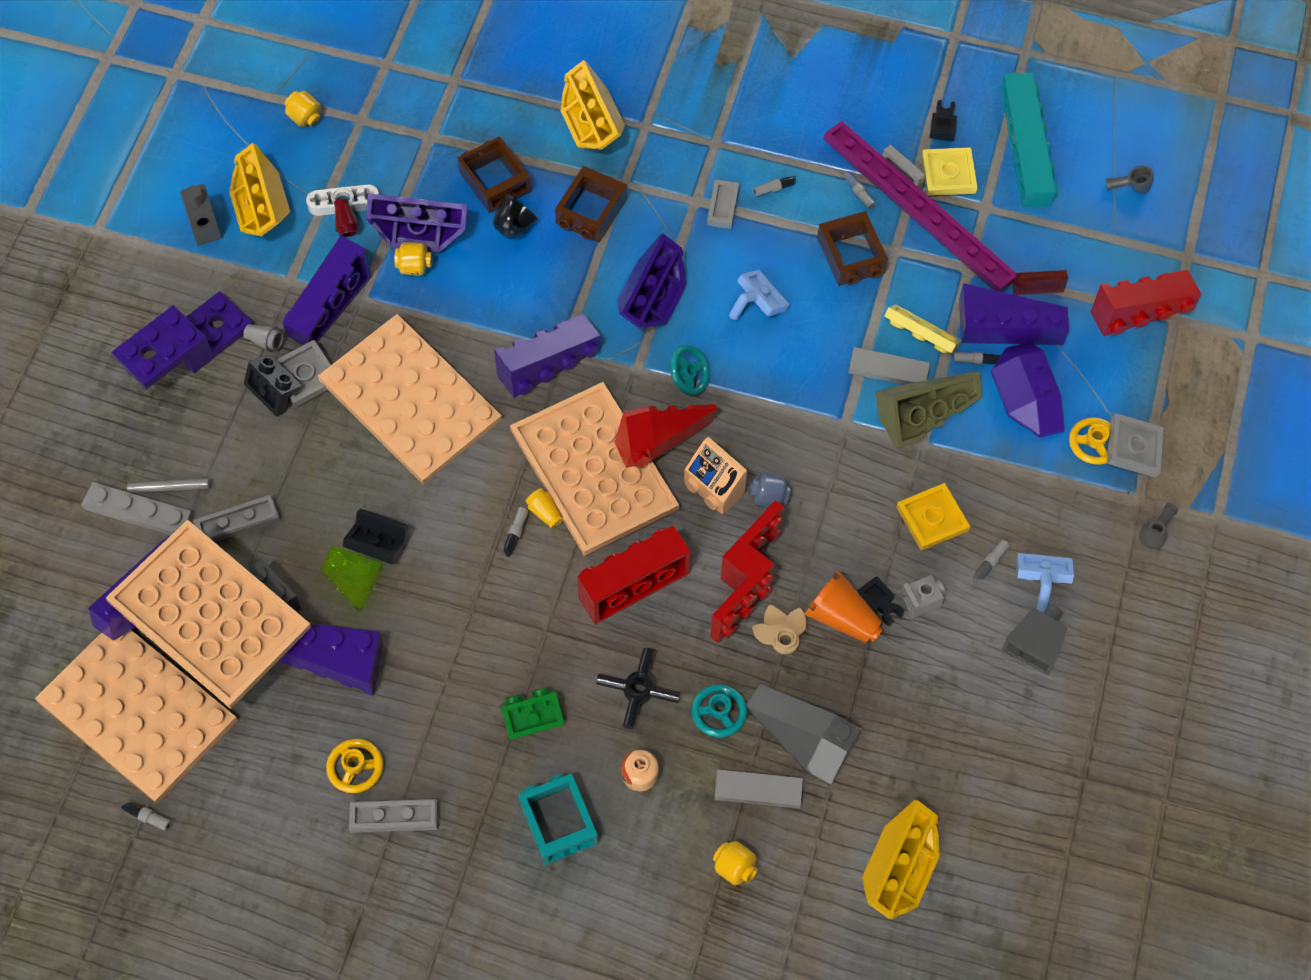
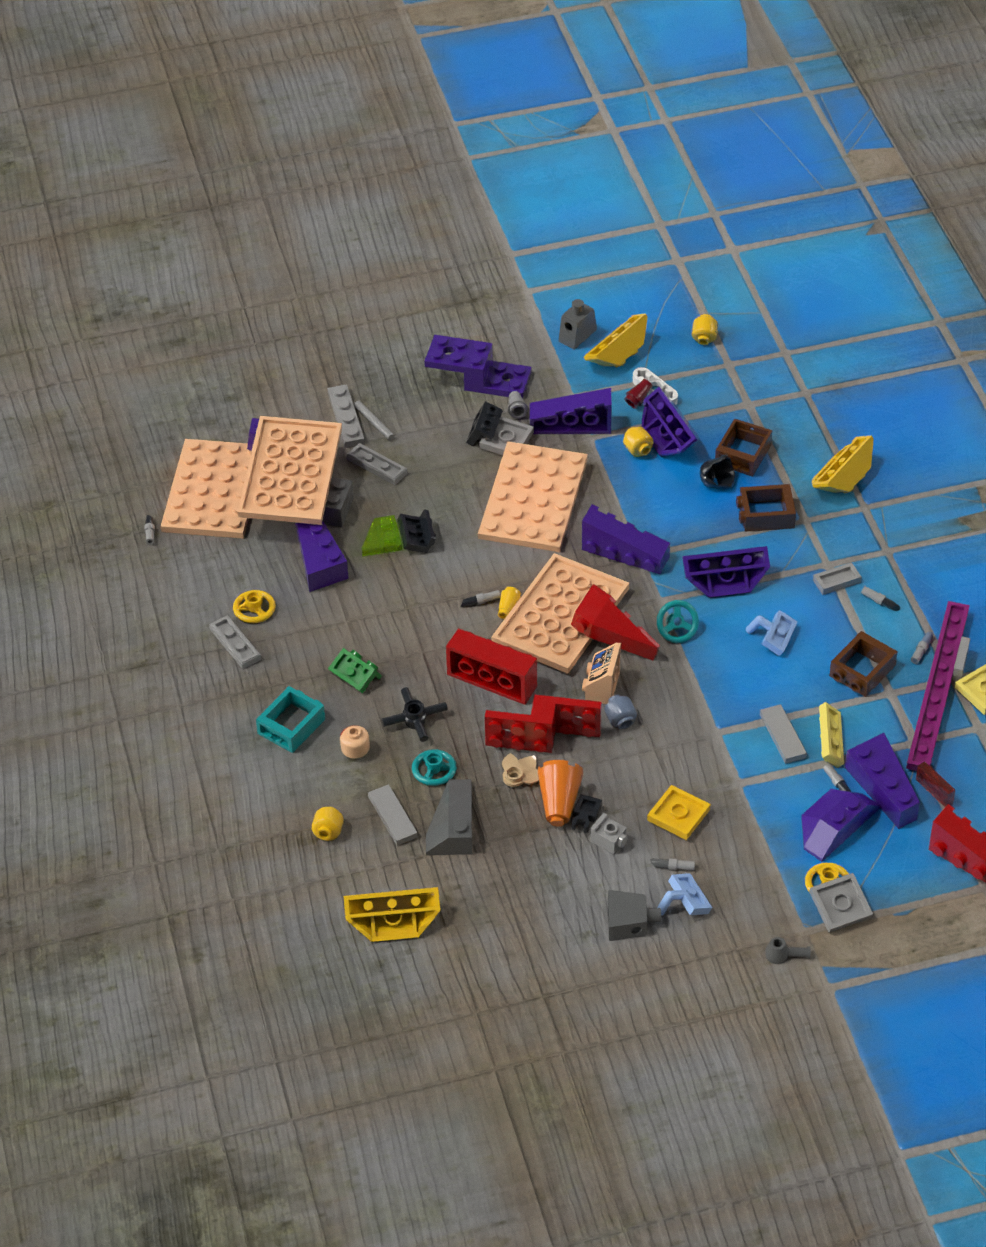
camera: 60 degrees right, 15 degrees down
(919, 407) = (762, 763): olive wedge -> none

